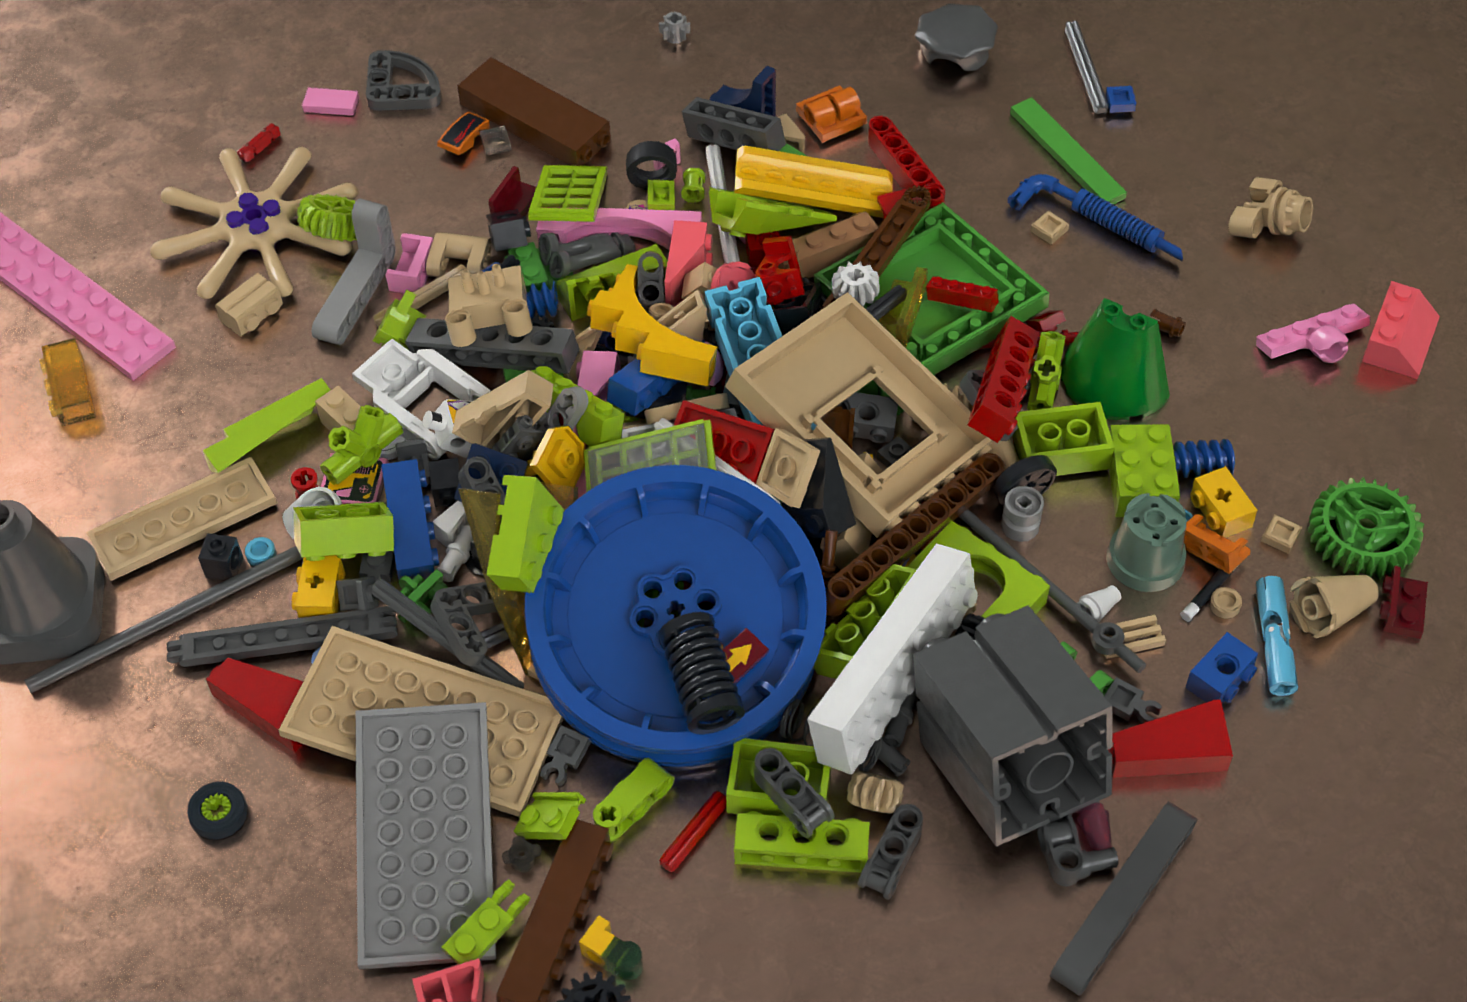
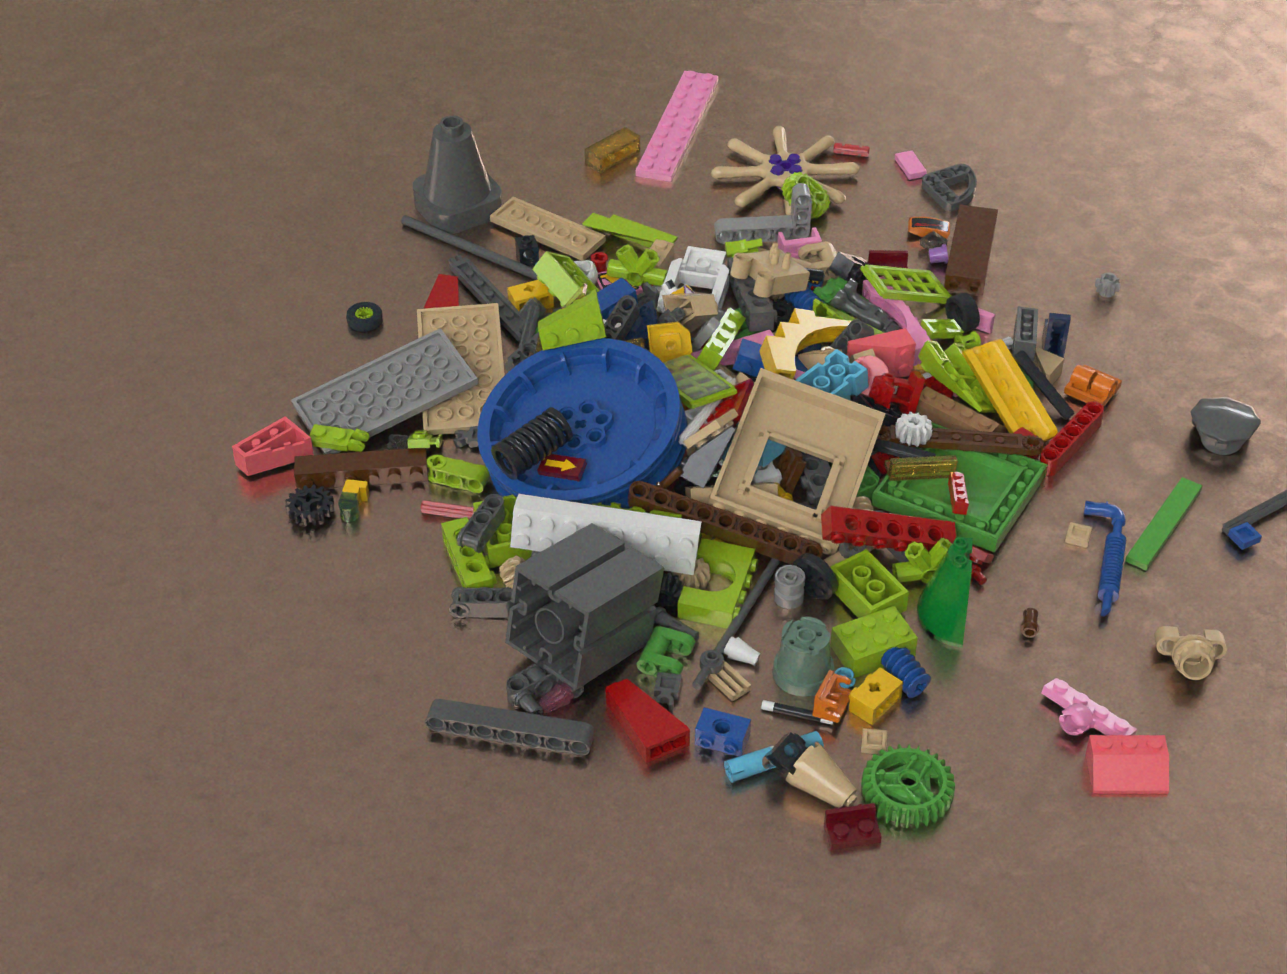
camera: 65 degrees right, 10 degrees down
(249, 304) = (718, 192): tan brick -> none
(523, 144) = (938, 254): none -> medium lavender piece
(819, 148) = (1044, 385): none -> black axle
(1225, 602) = (789, 722): tan tile -> none
(1298, 614) = (778, 757): none -> black brick

